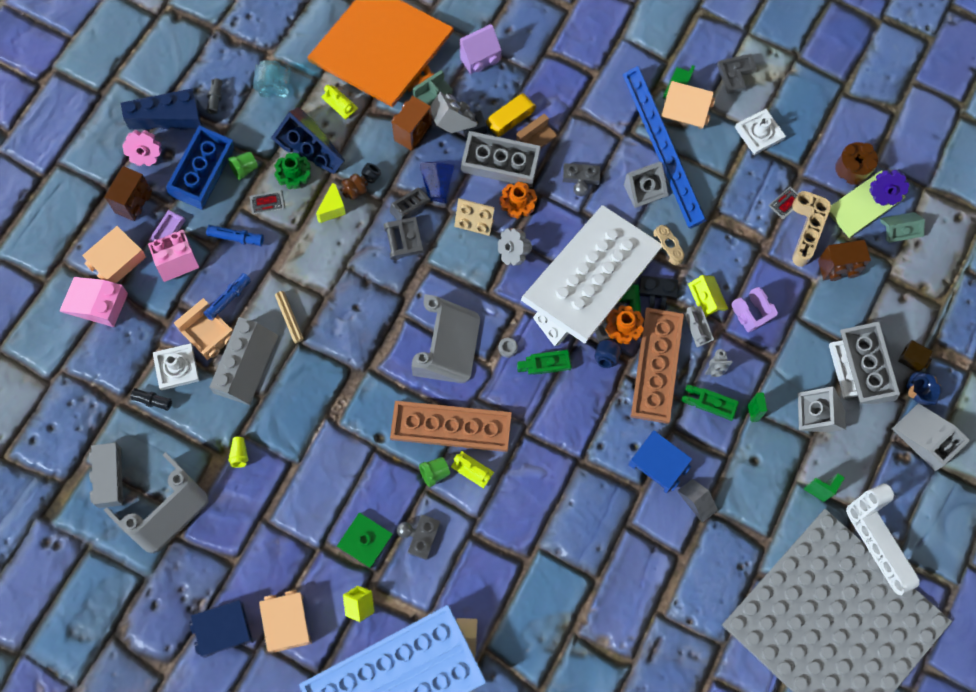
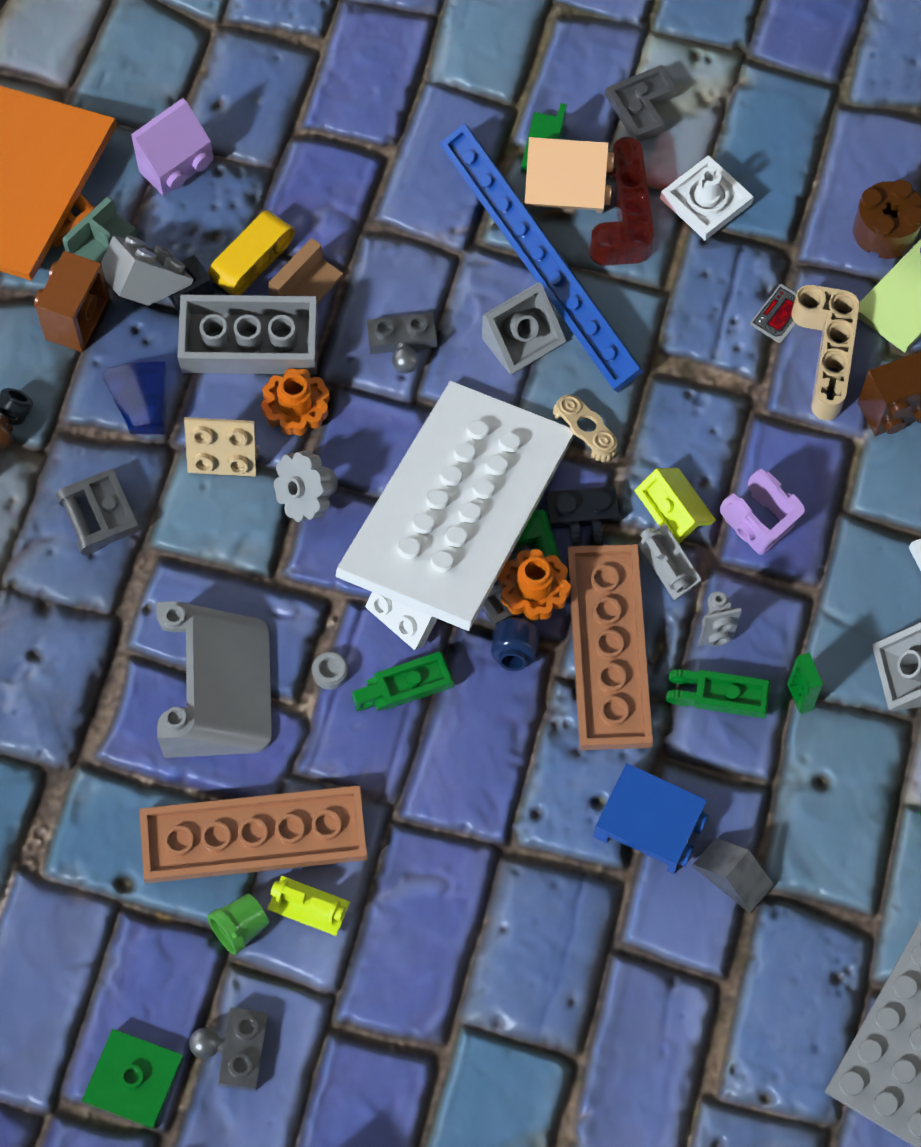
camera: 10 degrees left, 5 degrees down
(400, 212) = (82, 465): flat silver slope -> none
(717, 124) = (628, 200): none -> clear red beam

